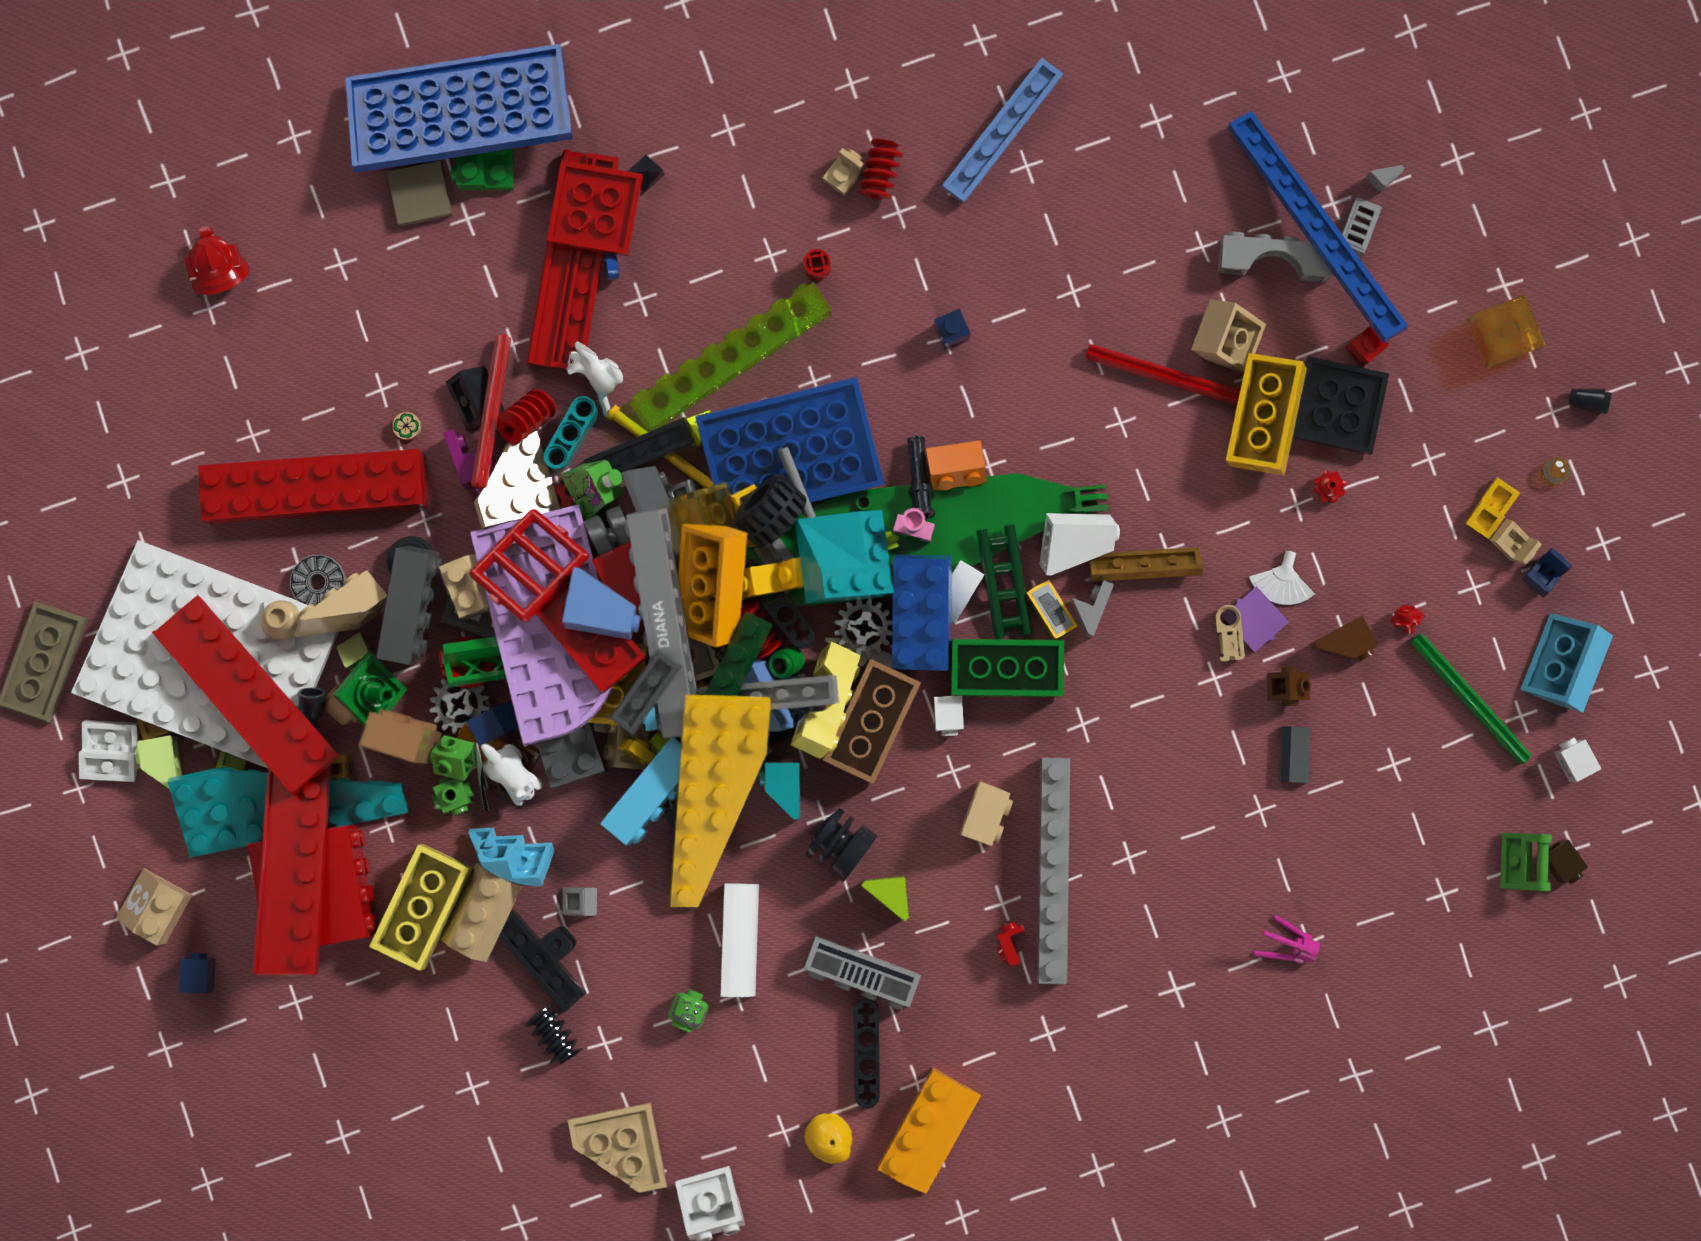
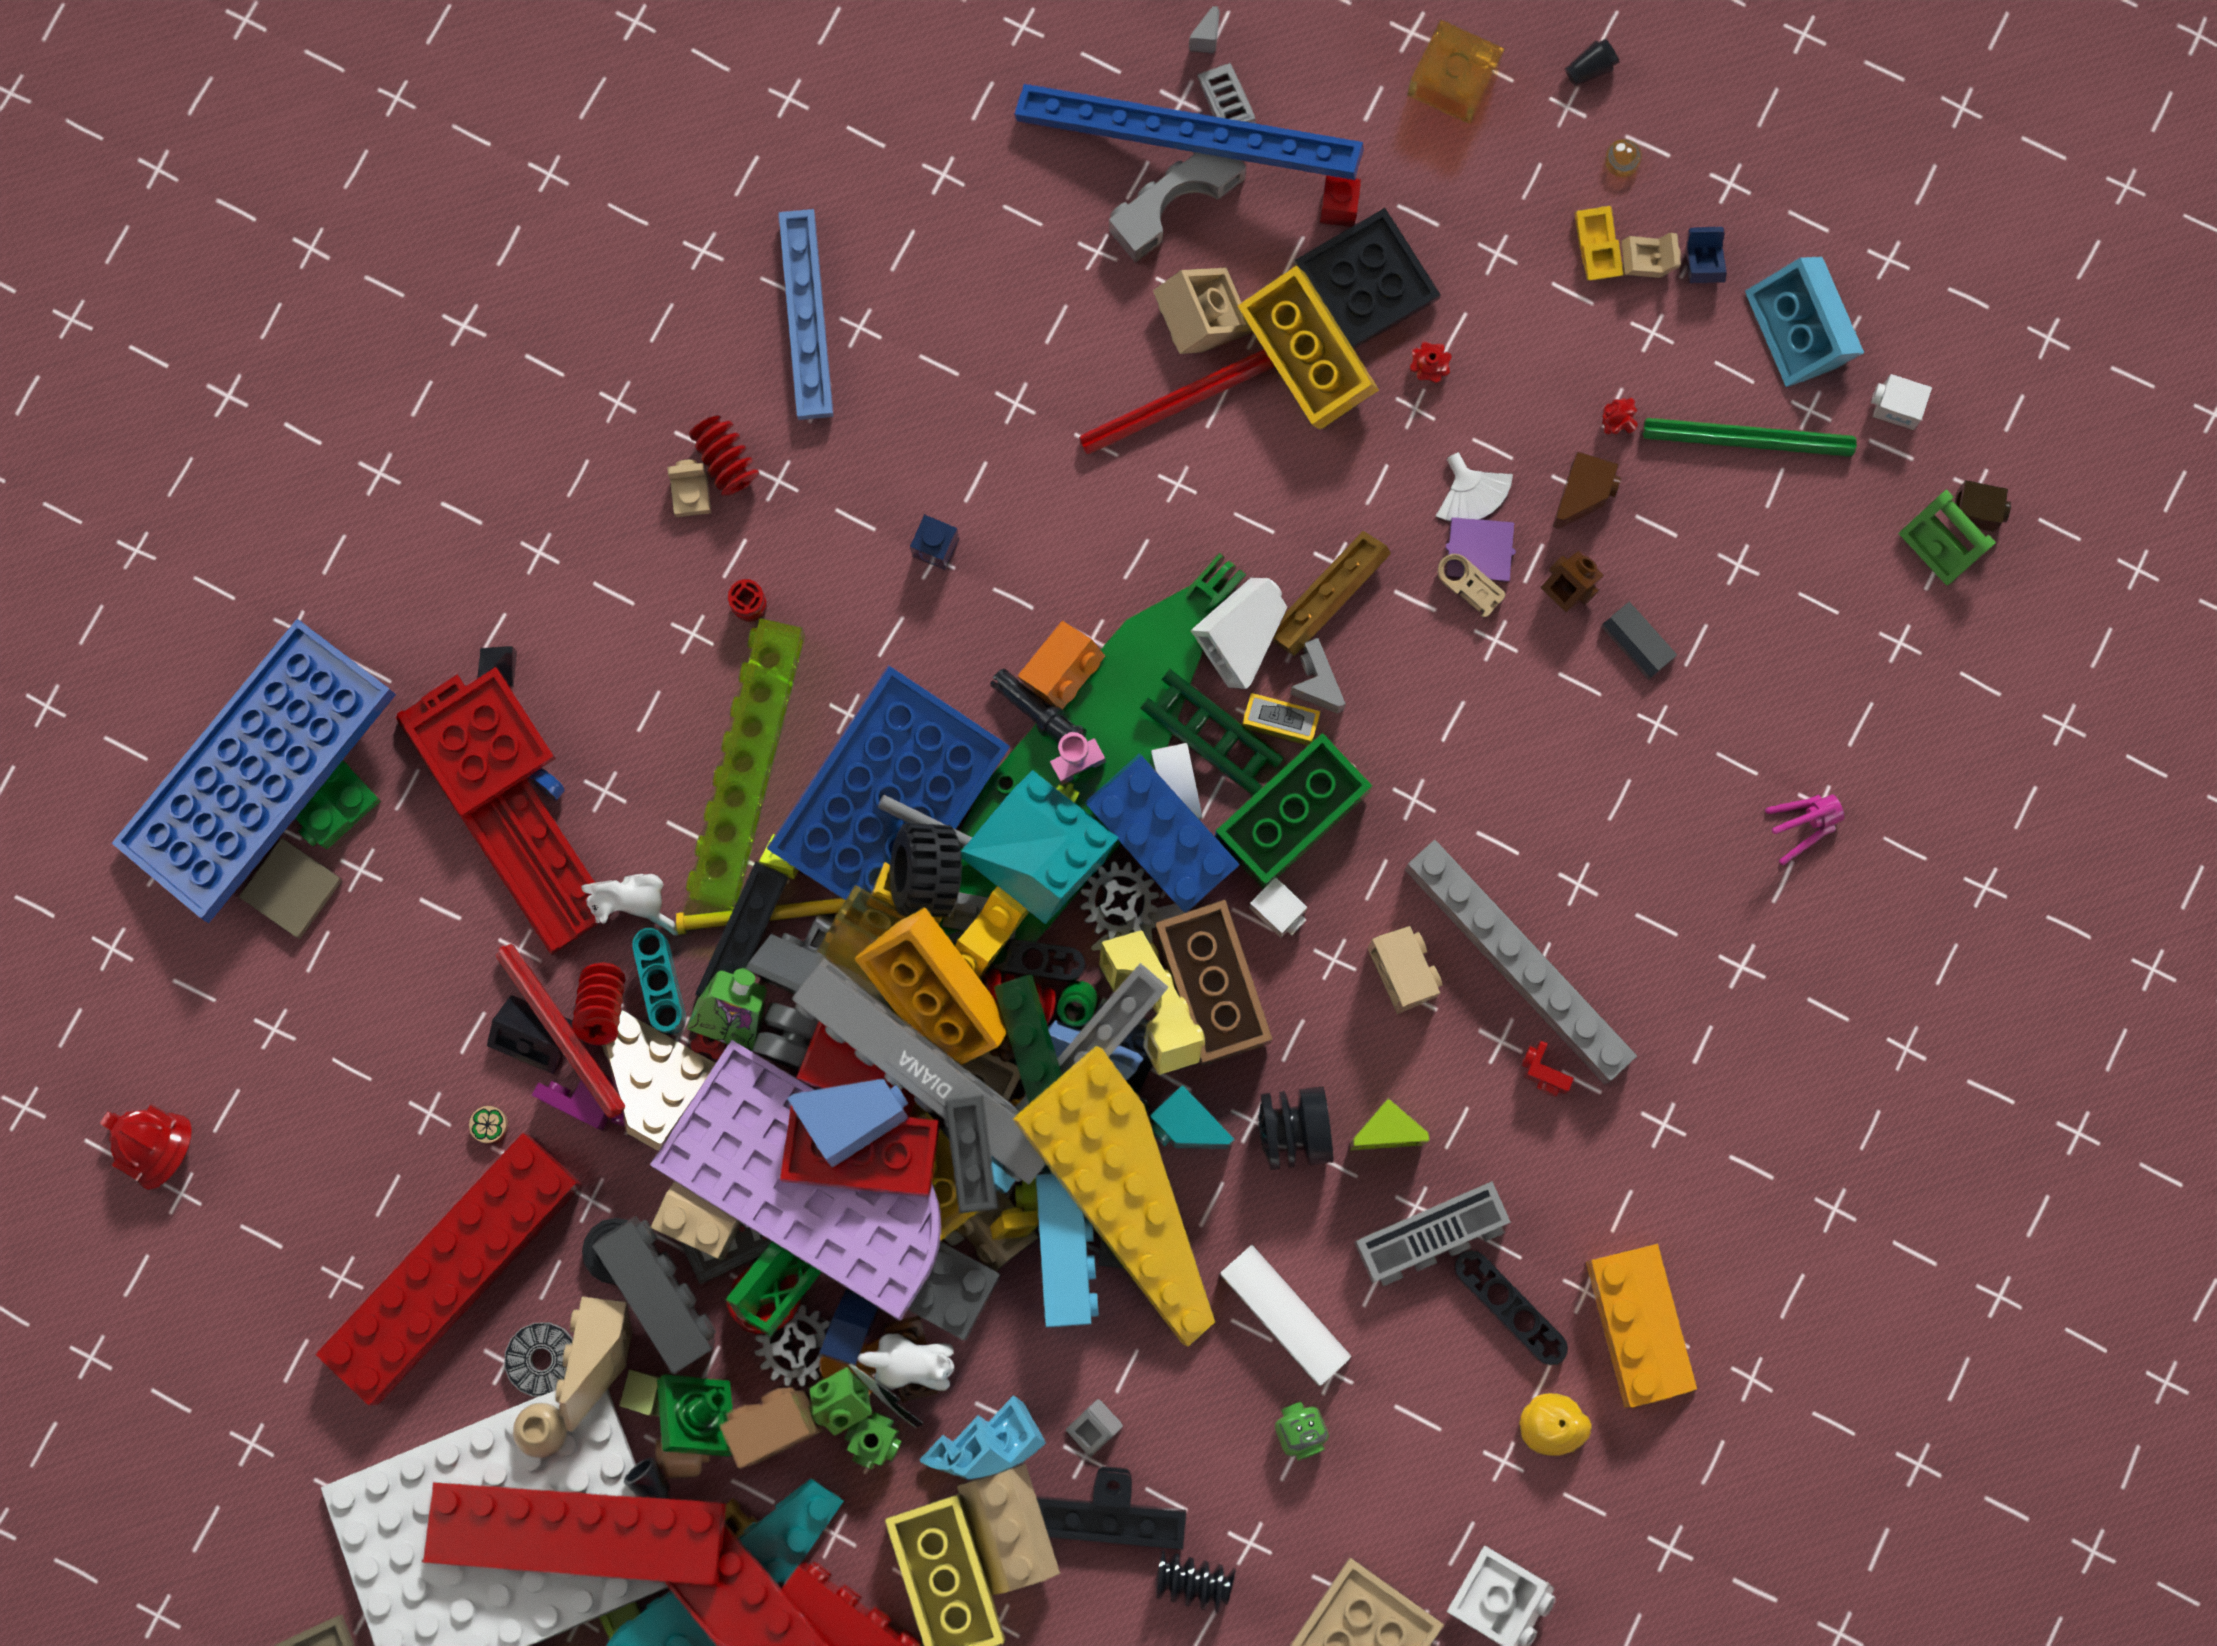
camera: 45 degrees left, 5 degrees down
(515, 535) = (780, 1156): red bar -> none

